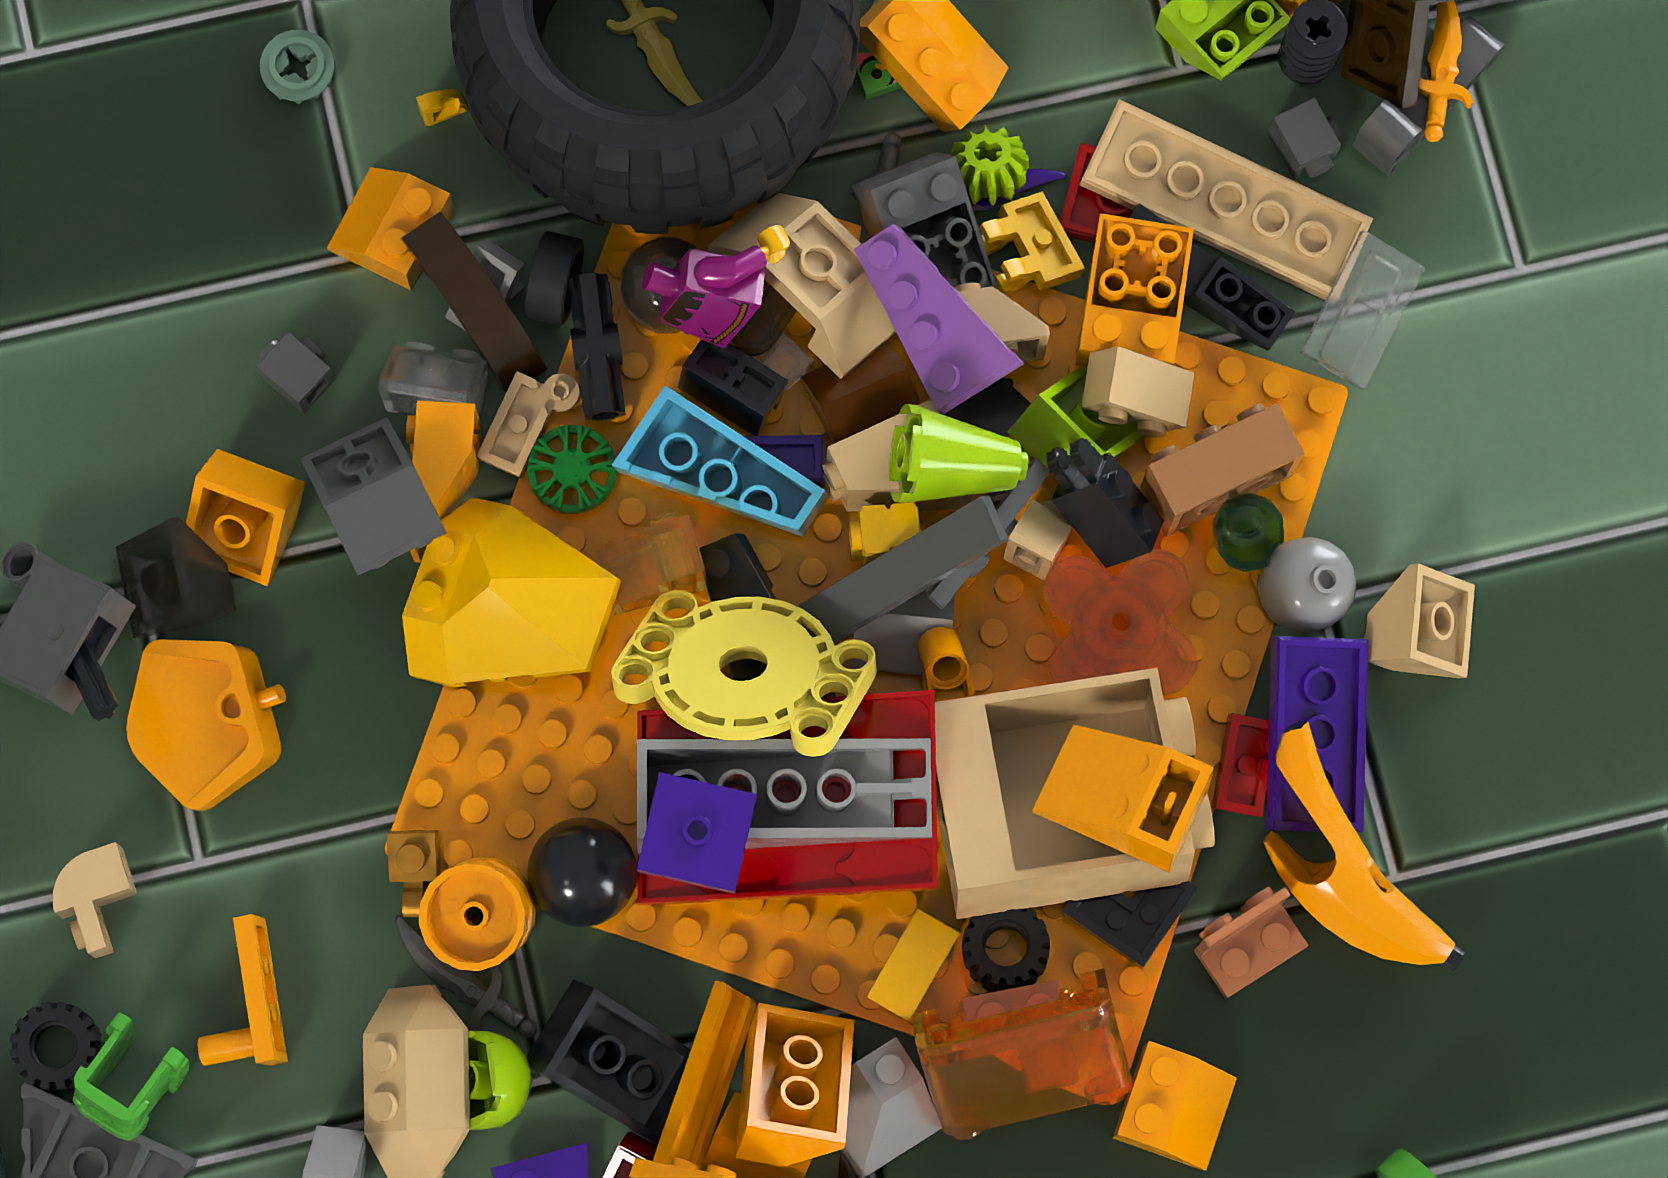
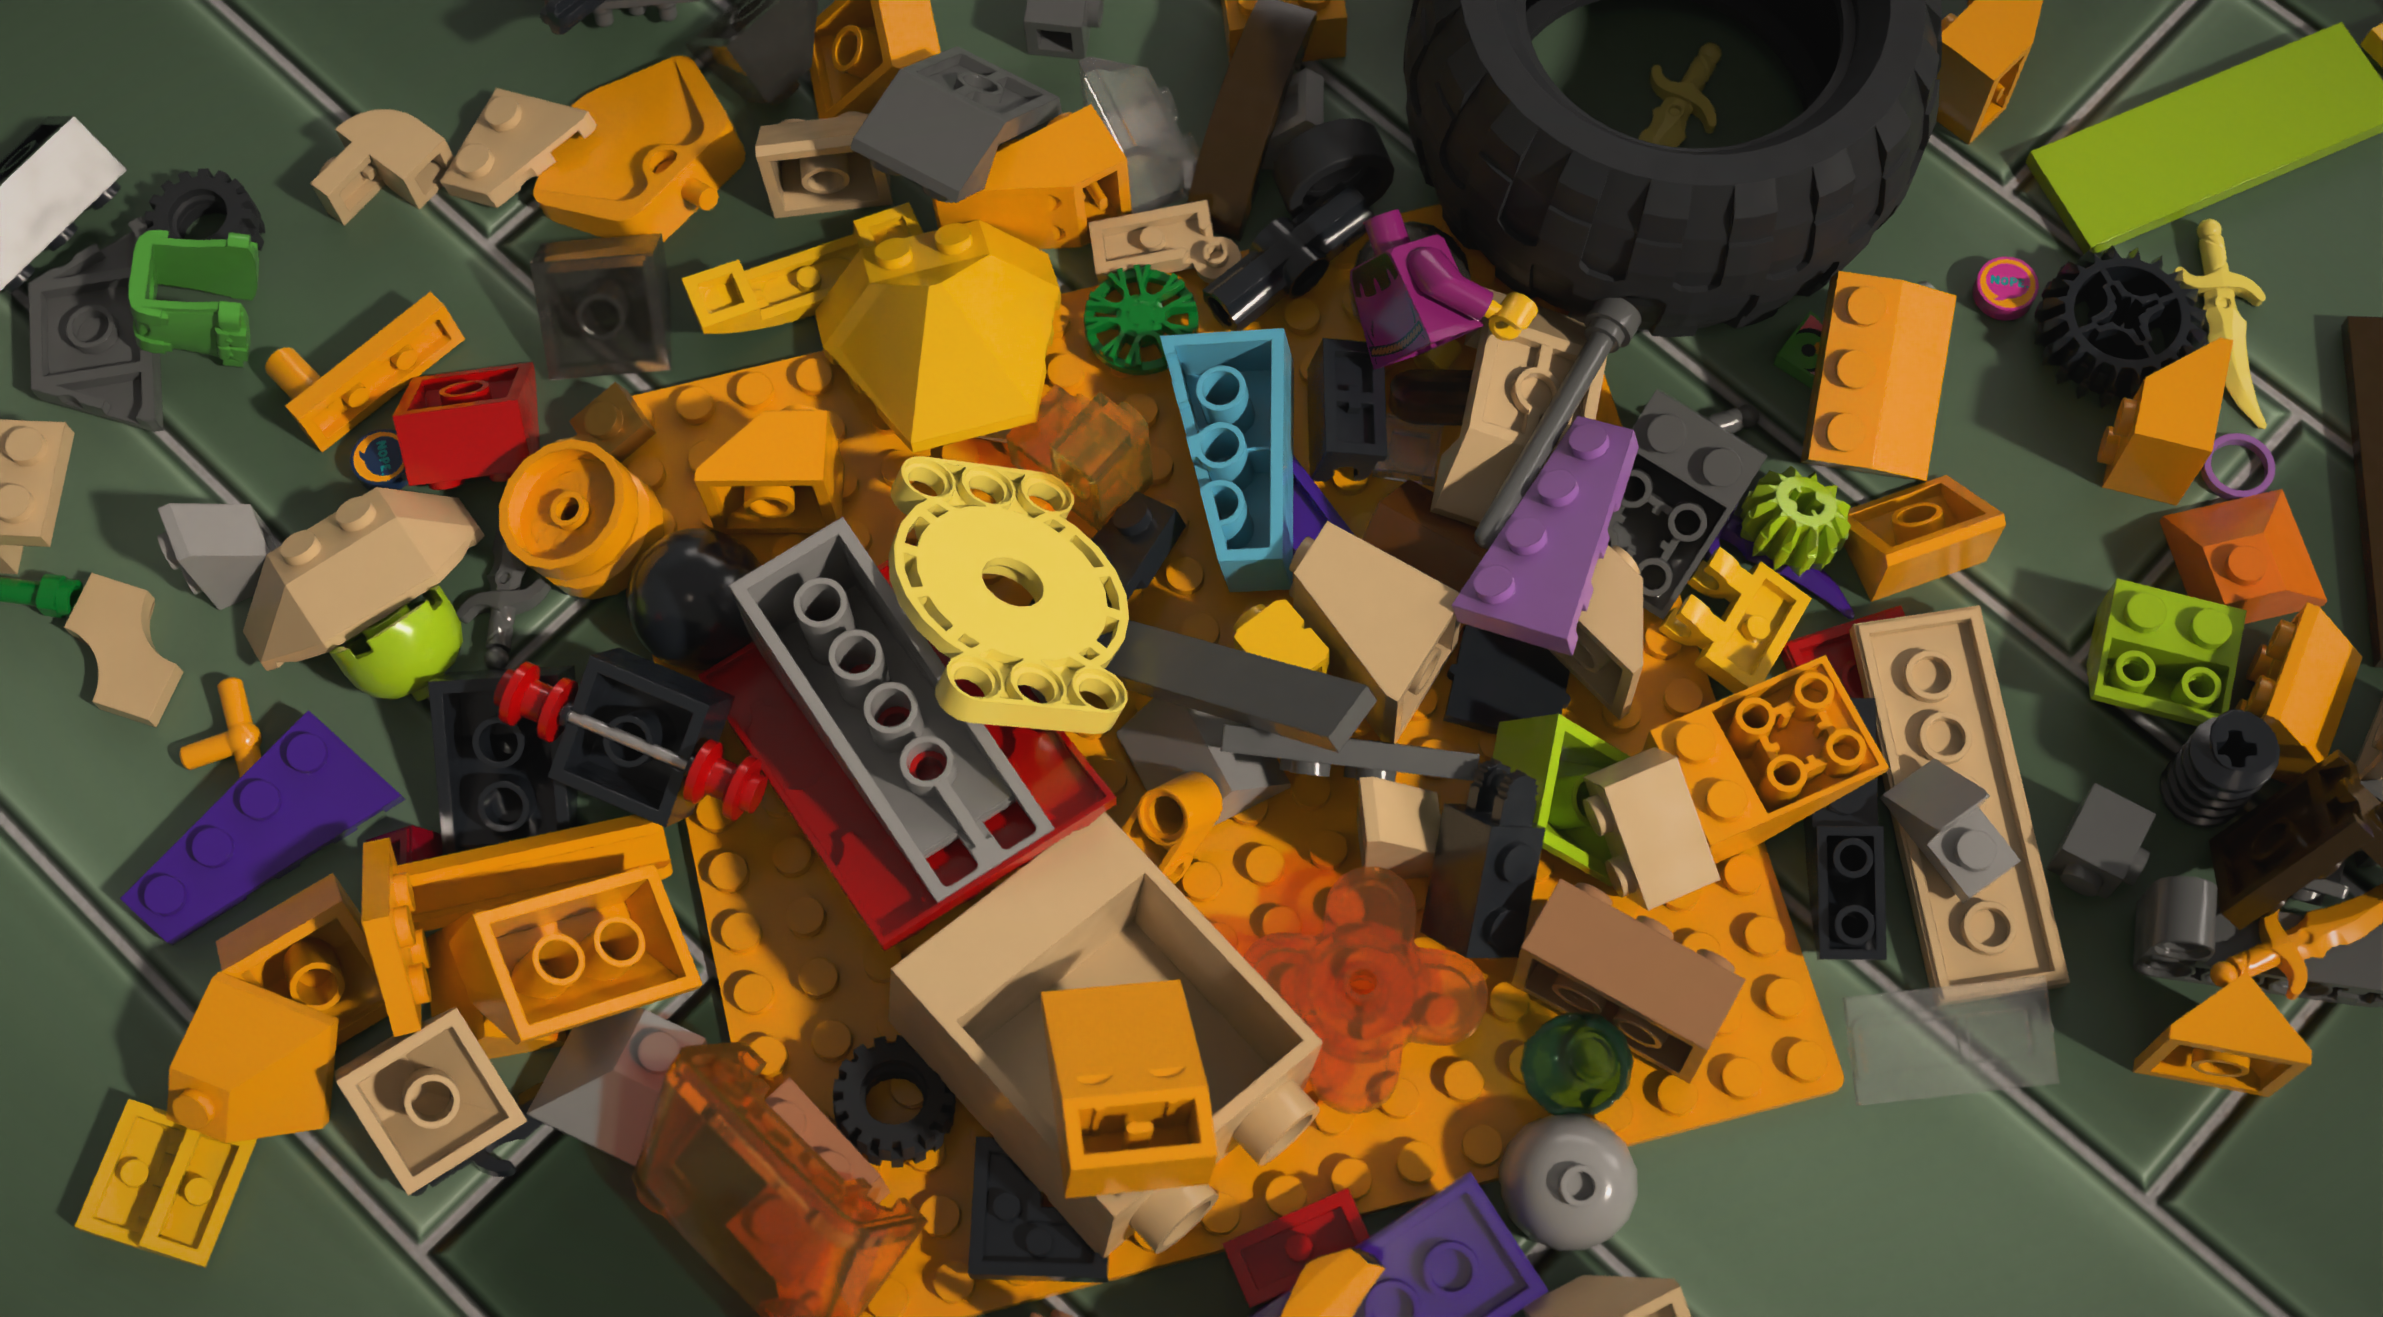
camera: 65 degrees right, 10 degrees down
(138, 801) = (511, 146): none -> tan wing
(307, 597) = (814, 170): none -> tan slope
(313, 808) = (603, 306): none -> clear smoke slope
(327, 1023) = (379, 461): none -> dark blue tile
(343, 947) = (468, 425): none -> red slope
(383, 666) = (790, 287): none -> yellow slope
(545, 763) = (775, 475): none -> light orange slope
(672, 961) = (635, 736): none -> black brick
(696, 832) = (771, 640): dark purple plate -> none
(805, 190) = (1608, 327): none -> dark grey piece
(913, 964) = (812, 1009): yellow slope -> none
(950, 458) = (1400, 644): lime cone -> none
(1041, 96) = (1920, 535): none -> light orange slope
(1244, 217) = (1950, 829): none -> light grey slope
(1467, 158) = (2229, 1044): none -> light orange slope

